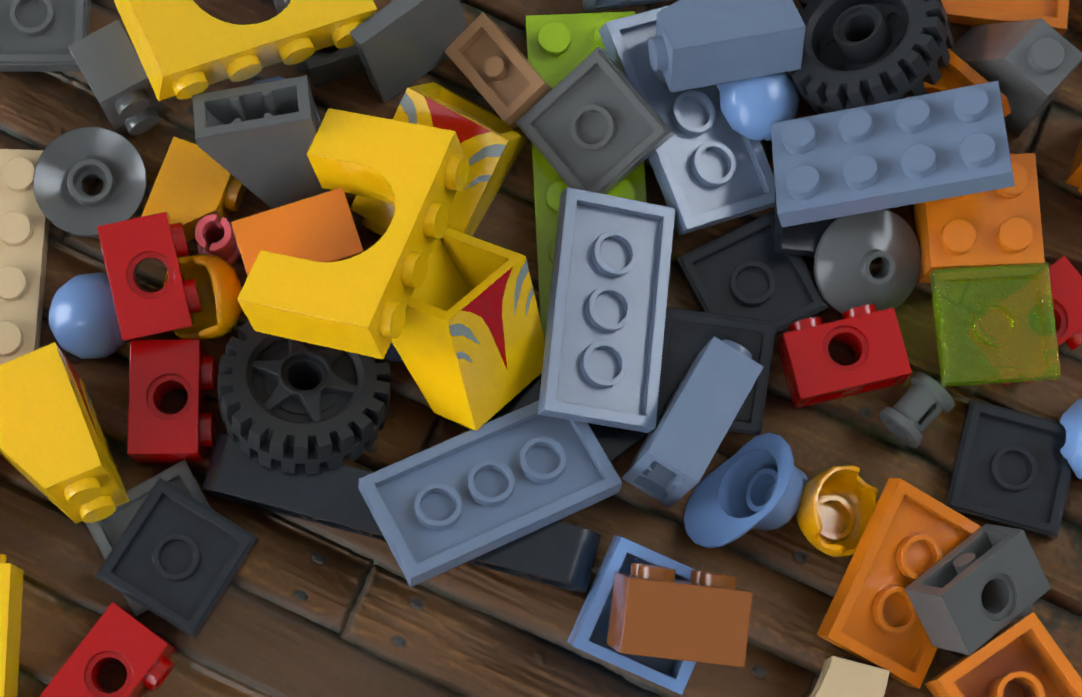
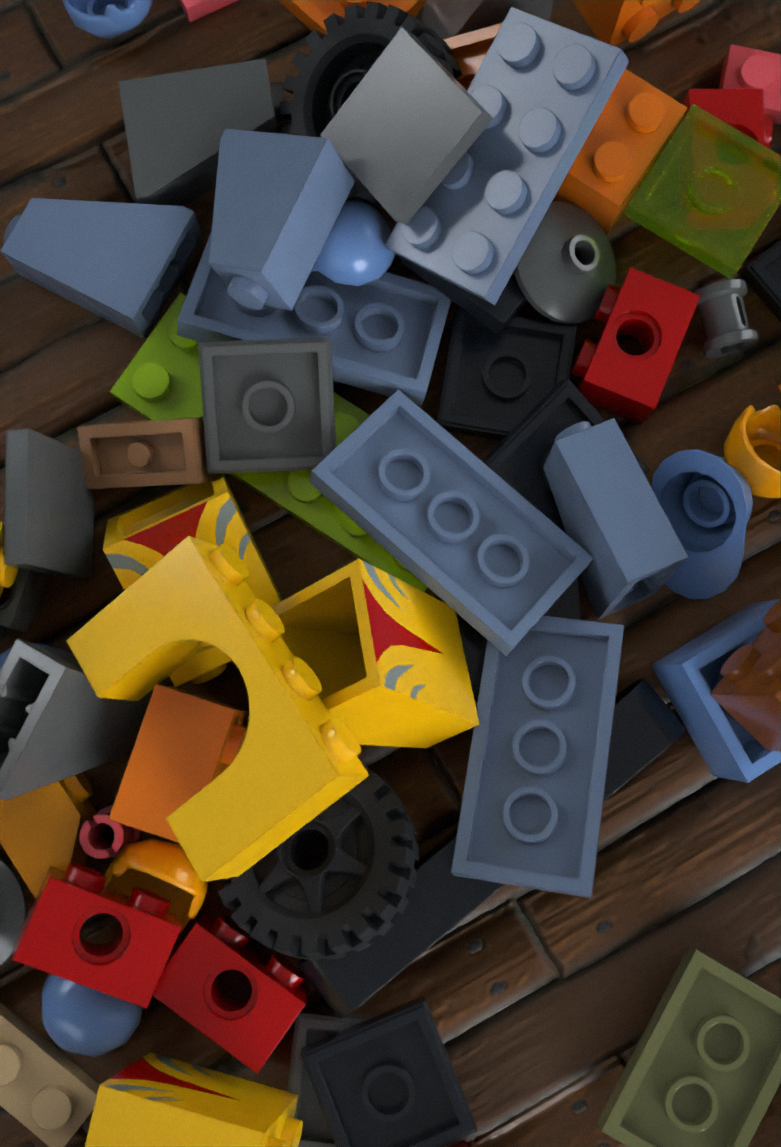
camera: 55 degrees left, 5 degrees up
(855, 71) = (405, 126): none -> dark grey tile

